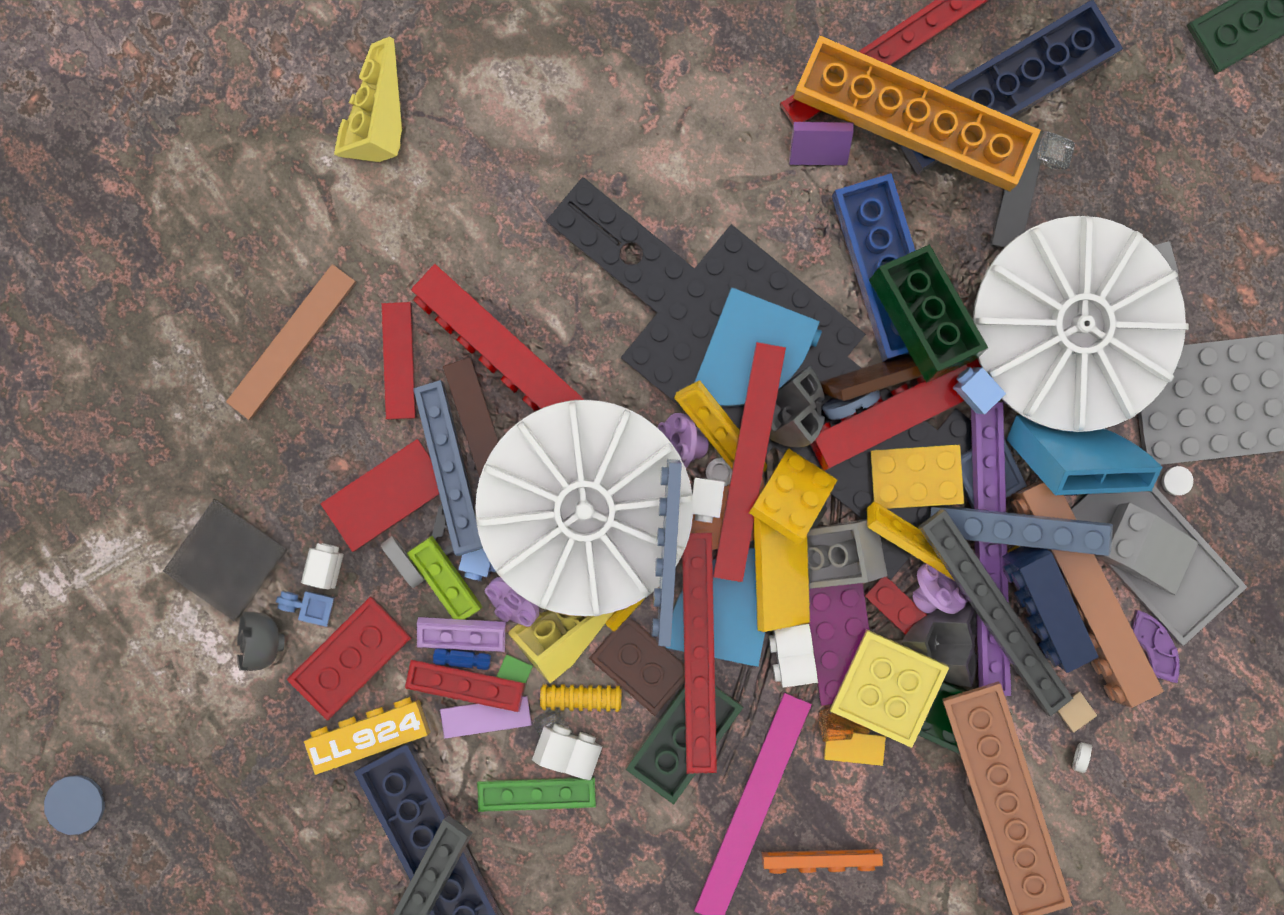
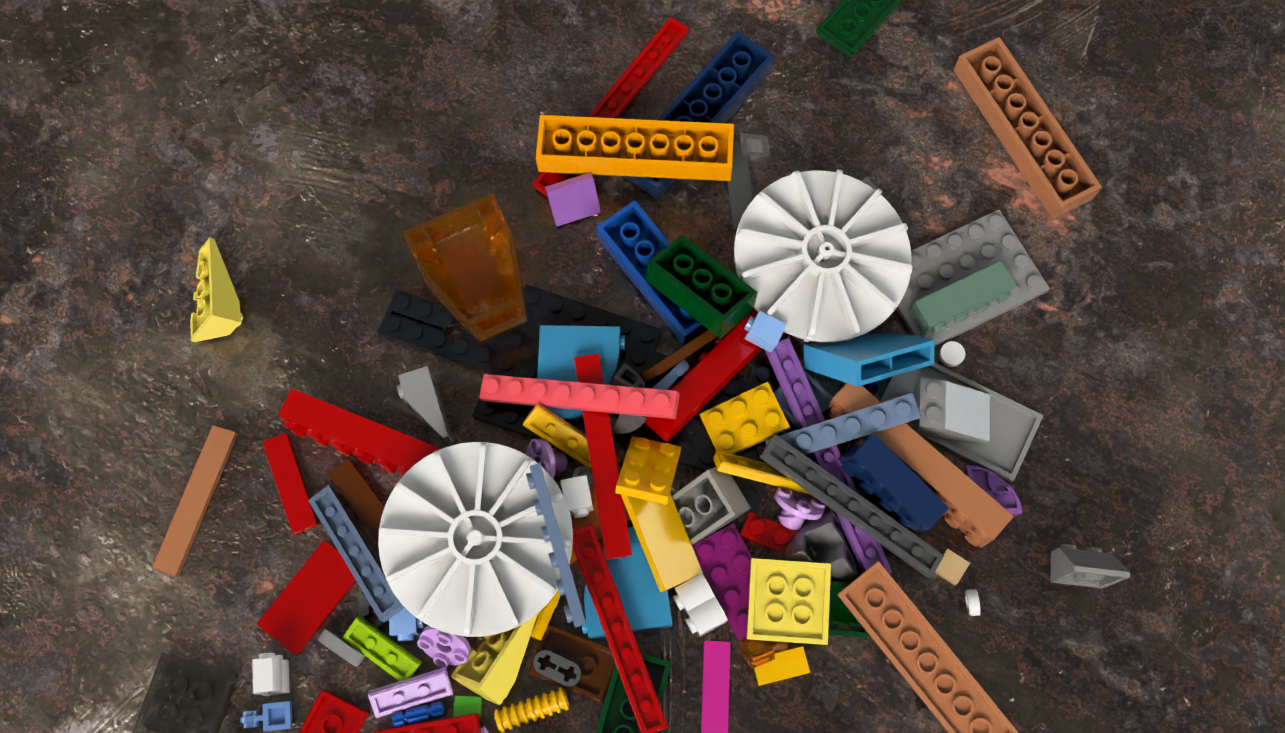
camera: 15 degrees left, 15 degrees down
(574, 320) = (421, 392): none -> light grey slope
(616, 672) = (560, 662): none -> dark grey beam
(679, 192) = (472, 266): none -> clear orange windscreen
(747, 390) = (580, 396): none -> coral plate
(1217, 426) = (963, 298): none -> sand green brick
(1218, 766) = (1086, 567): none -> light grey slope

